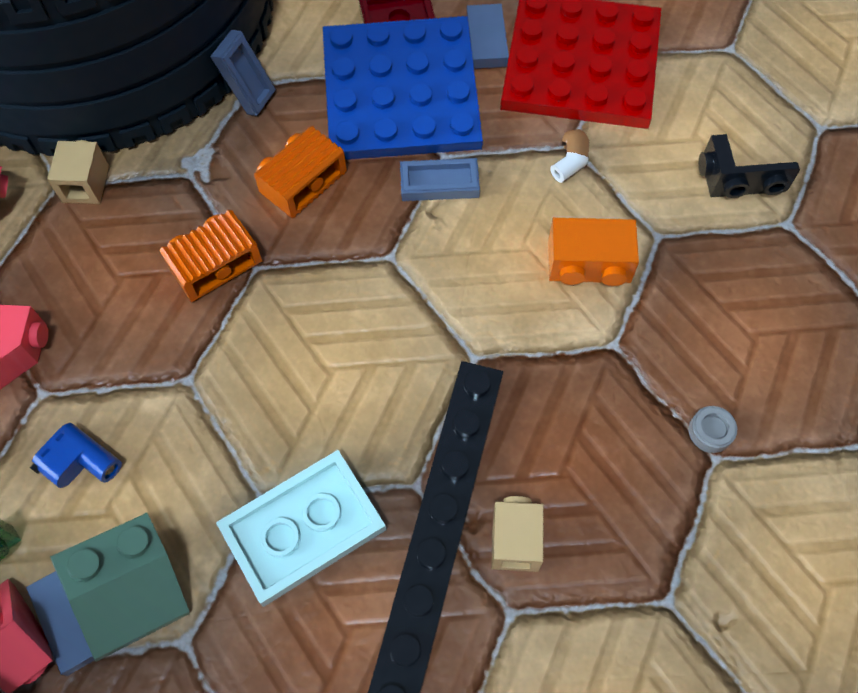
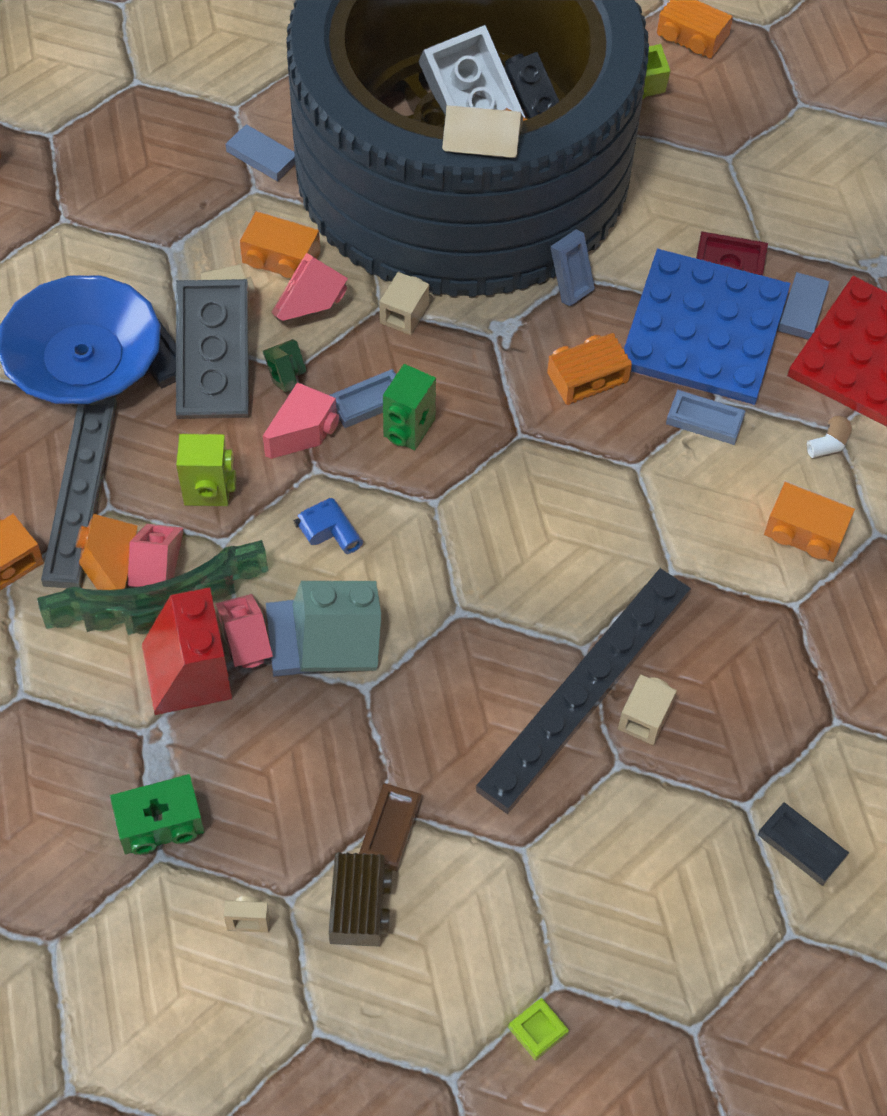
camera: 20 degrees right, 5 degrees down
(74, 290) = (362, 399): none -> sand blue tile
(117, 284) = (409, 407): none -> green brick
(211, 254) = (489, 410): orange brick -> none
(300, 527) = (484, 640): light aqua plate -> none
(712, 429) = (844, 697): light grey tile -> none
(752, 625) = (803, 843): none -> black tile

